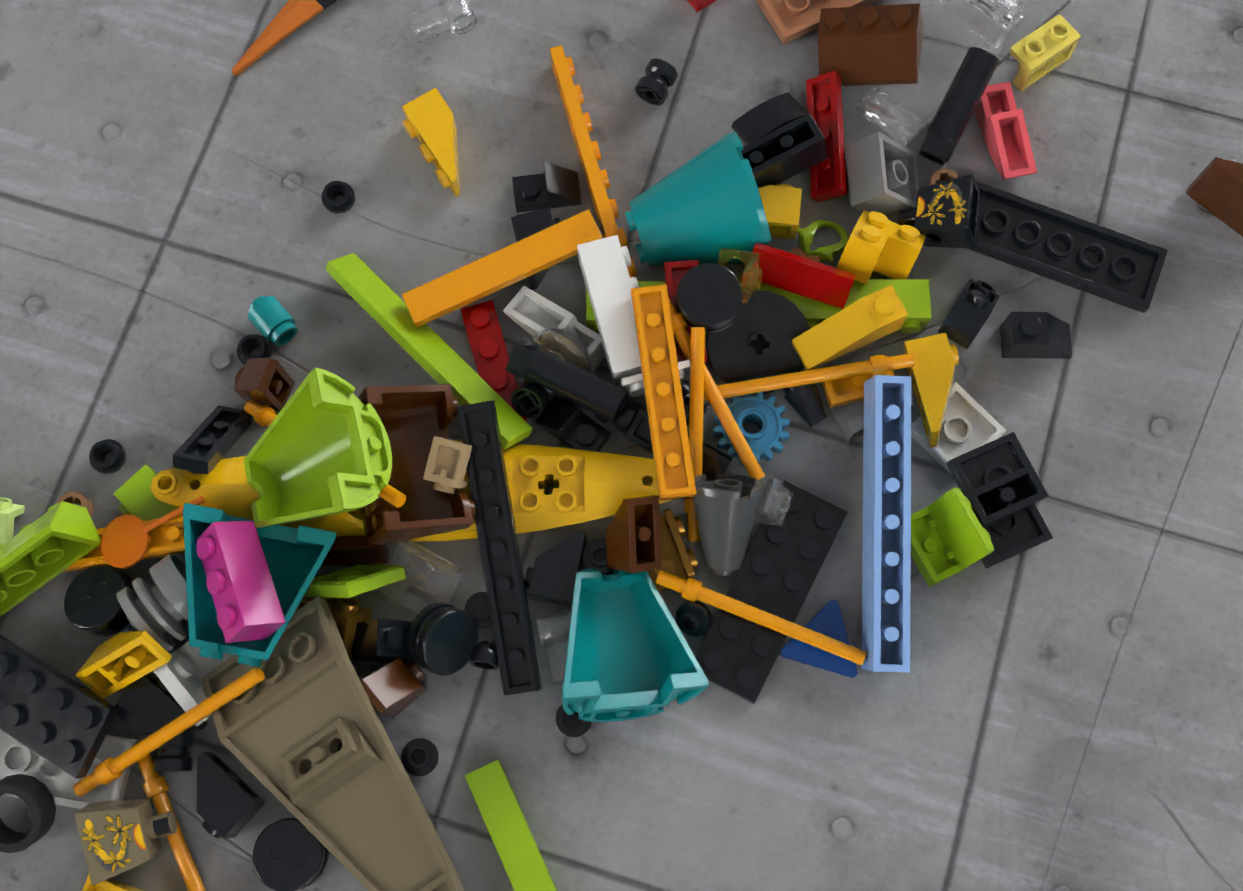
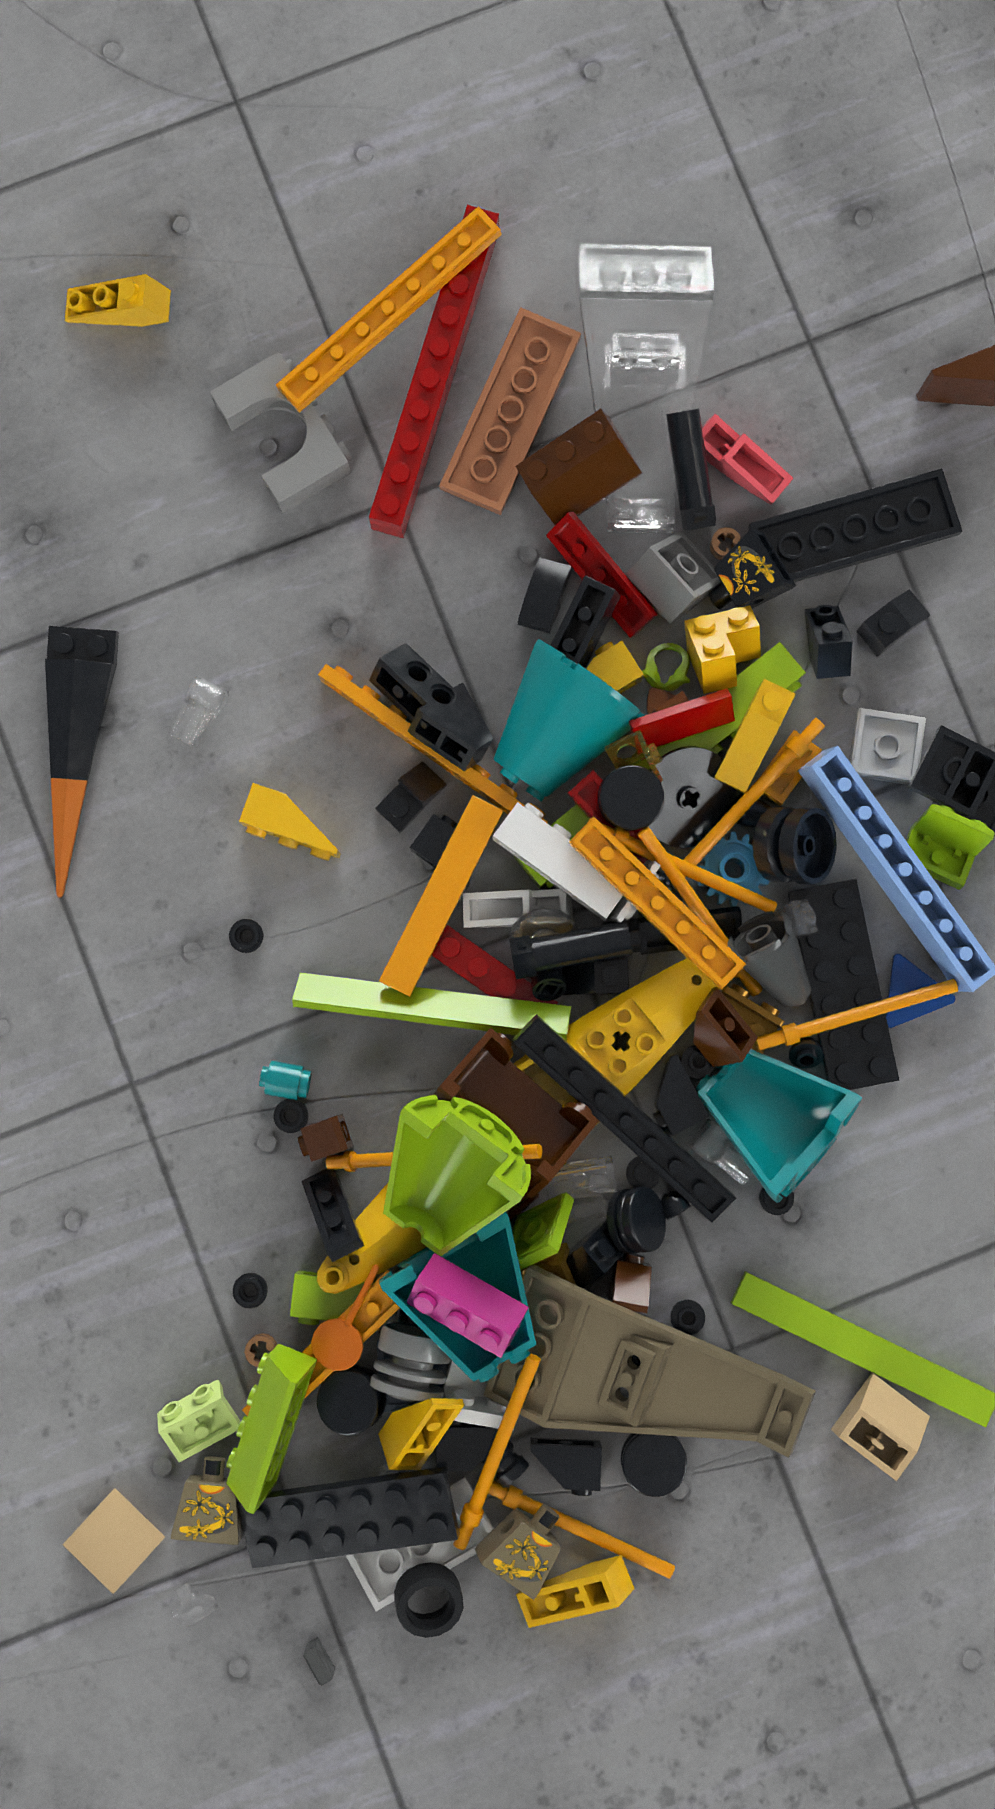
camera: 40 degrees left, 10 degrees up
(447, 464) = (543, 1091): tan bracket -> none
(615, 135) = (439, 714): none -> black brick
(656, 81) = (425, 632): black wheel -> none
(815, 439) = (794, 845): none -> black wheel
(932, 379) = (843, 723): yellow slope -> none
(1043, 51) = (719, 362): light yellow bracket -> none

